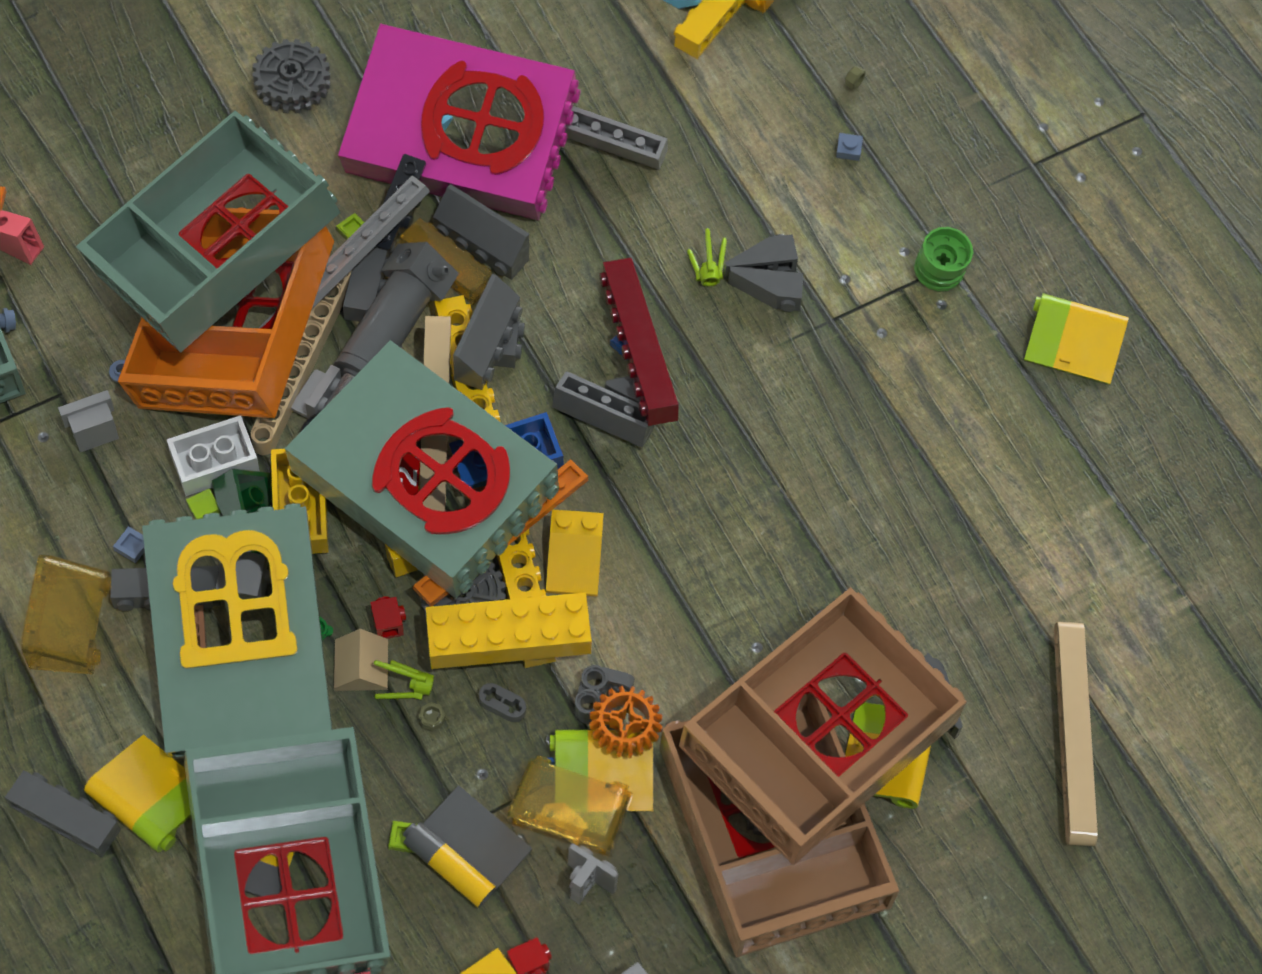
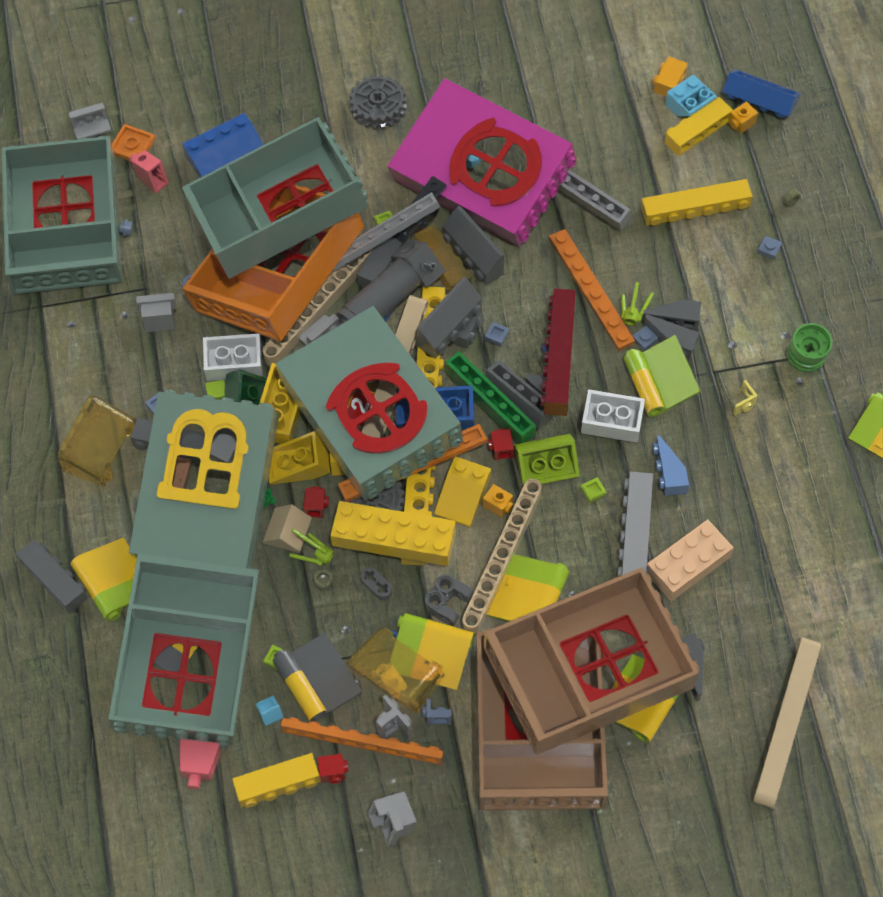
camera: 25 degrees right, 0 degrees up
(104, 182) = (221, 145): none -> blue slope
(349, 567) = (299, 460): none -> yellow slope
(418, 908) = (269, 710): none -> medium azure slope
(543, 913) = (368, 742): none -> orange plate
(548, 339) = (497, 334): none -> sand blue plate
(571, 424) = (490, 398): none -> green brick
(602, 716) = (442, 611): orange gear -> none
(603, 478) = (501, 444): none -> red brick
(624, 553) = (498, 501): none -> light orange brick
(641, 852) = (439, 716): none -> sand blue bracket
(648, 253) = (591, 290): none -> orange plate
(655, 609) = (502, 547): none -> tan beam
(667, 483) = (547, 459): none -> lime slope
(700, 657) = (527, 588): none -> yellow door
(732, 406) = (612, 416): none -> white brick
(735, 298) = (645, 338): none -> sand blue plate
(737, 506) = (593, 490): none -> lime tile
(741, 111) = (696, 202): none -> yellow brick
(774, 340) = (661, 376): none -> lime door
(808, 537) = (636, 522): none -> light grey brick
(829, 458) = (672, 471): none -> medium blue slope
(890, 560) = (689, 560): none -> light nougat brick
(891, 348) = (748, 403): none -> light yellow bracket

